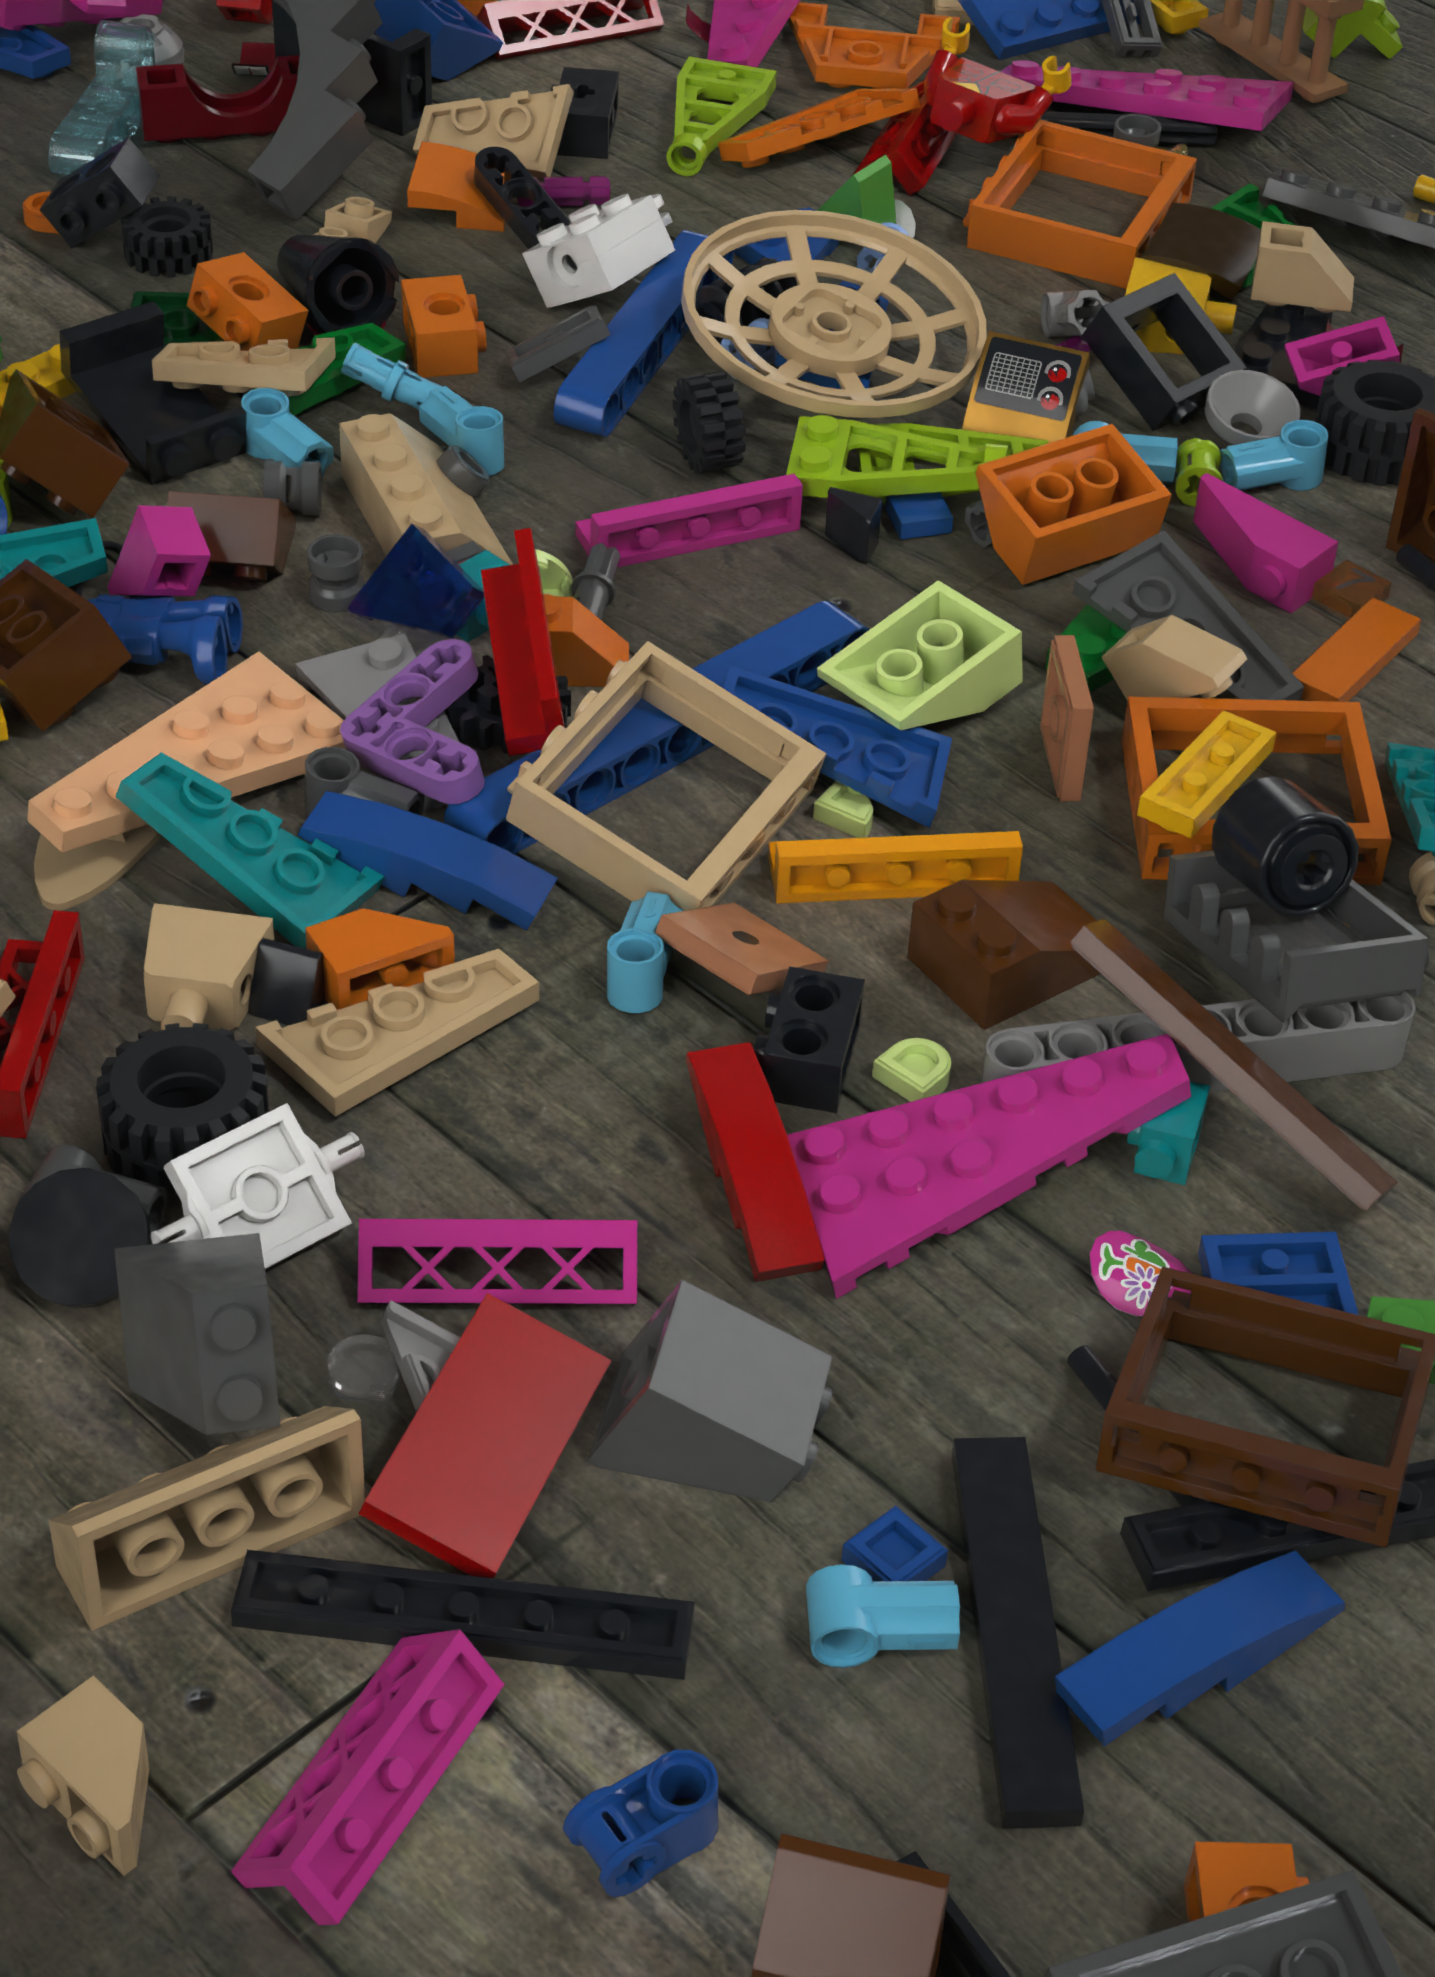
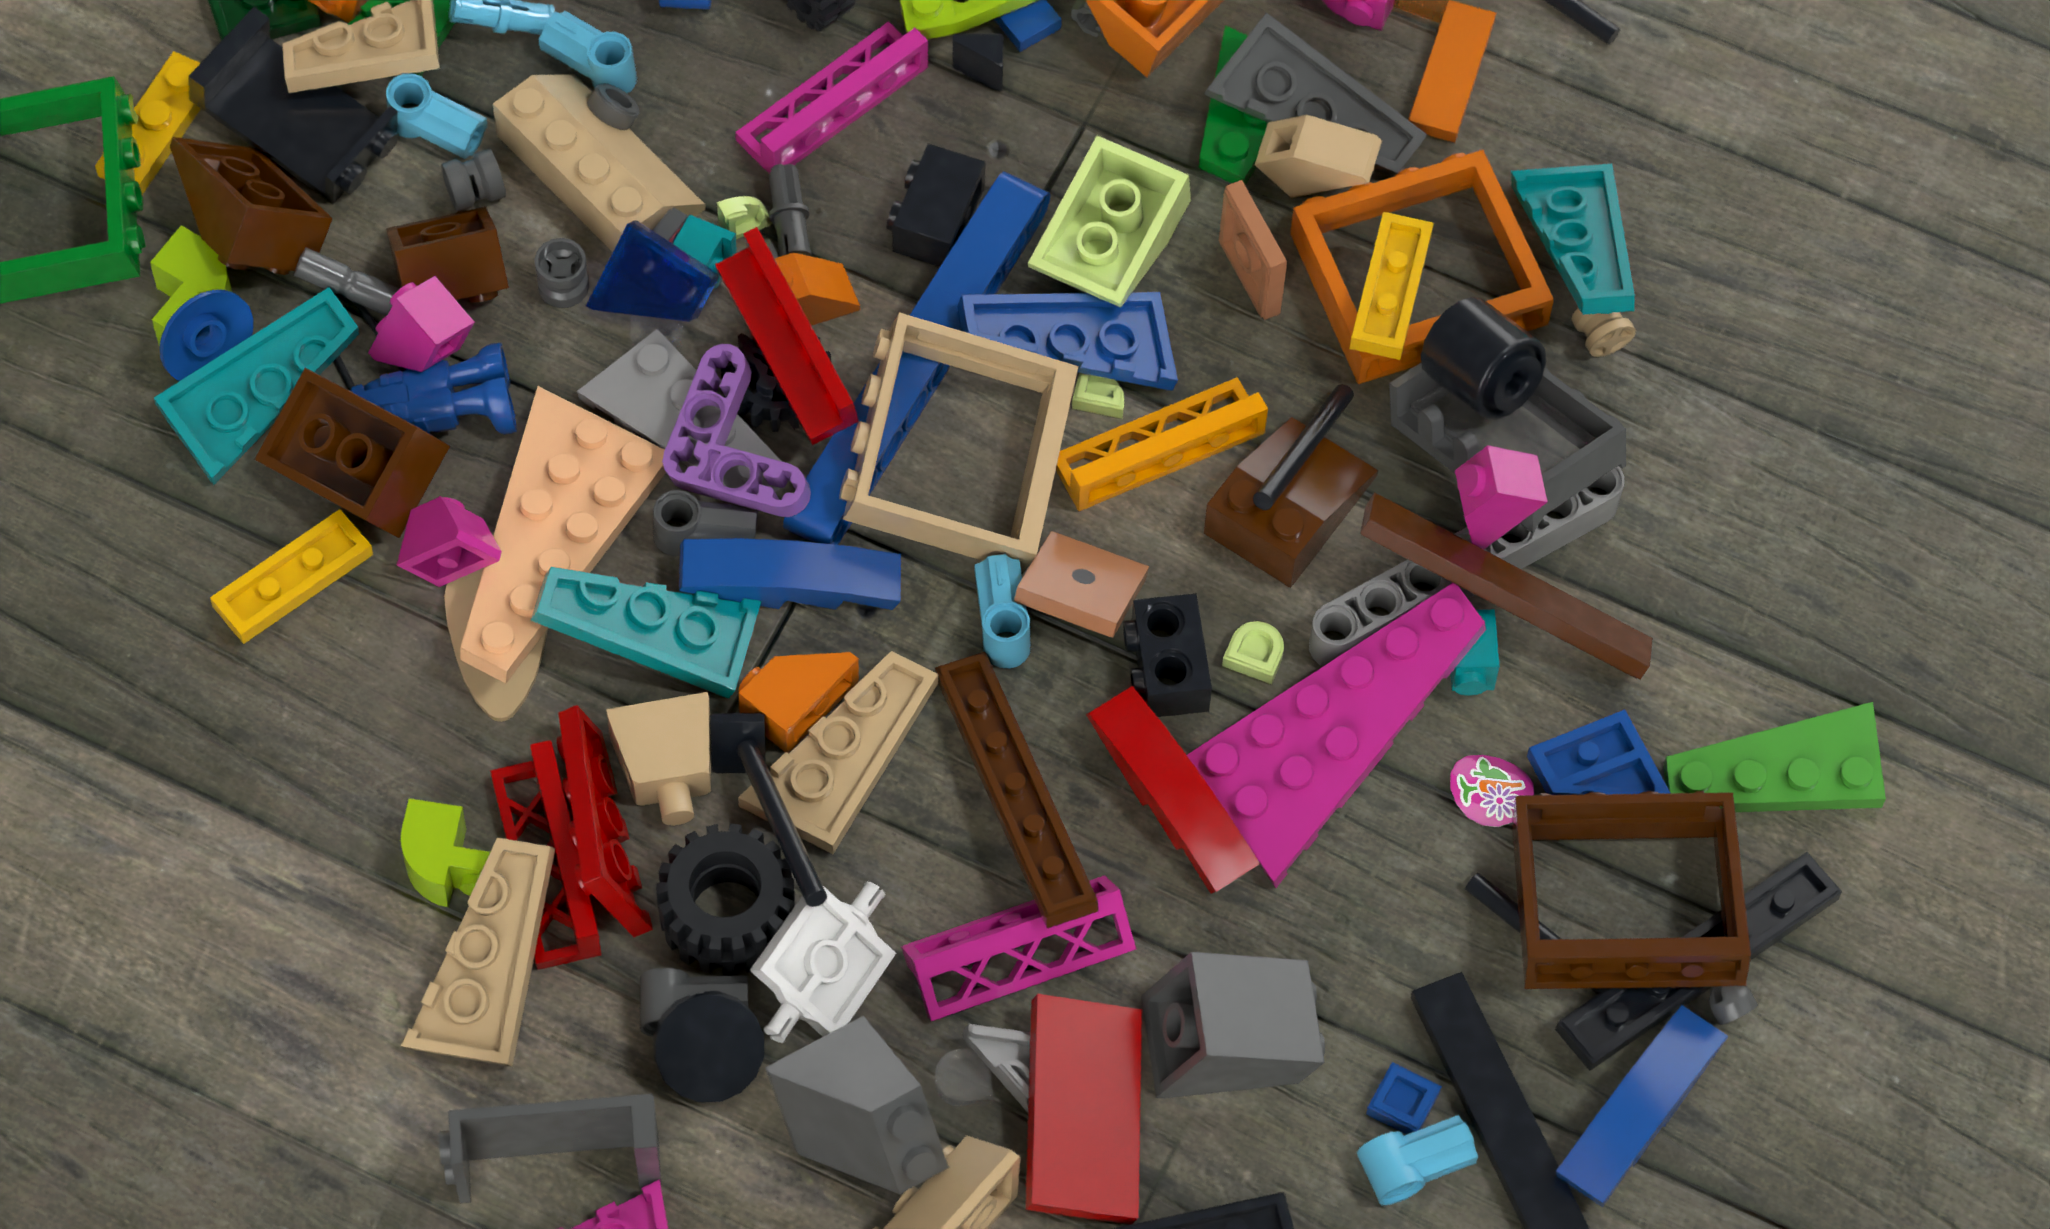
camera: 20 degrees left, 20 degrees up
(76, 732) = (446, 542): none -> dark pink slope
(82, 1006) = (597, 822): none -> red wing
(96, 503) = (342, 280): none -> dark grey piece
(279, 1048) = (781, 823): none -> black bar
(569, 1108) = (1016, 790): none -> reddish brown tile
(745, 607) = (937, 205): none -> black brick
(1046, 889) = (1303, 447): none -> black bar
(1247, 946) = (1499, 492): none -> dark pink slope
(1363, 1569) = (1731, 1003): none -> dark grey hinge

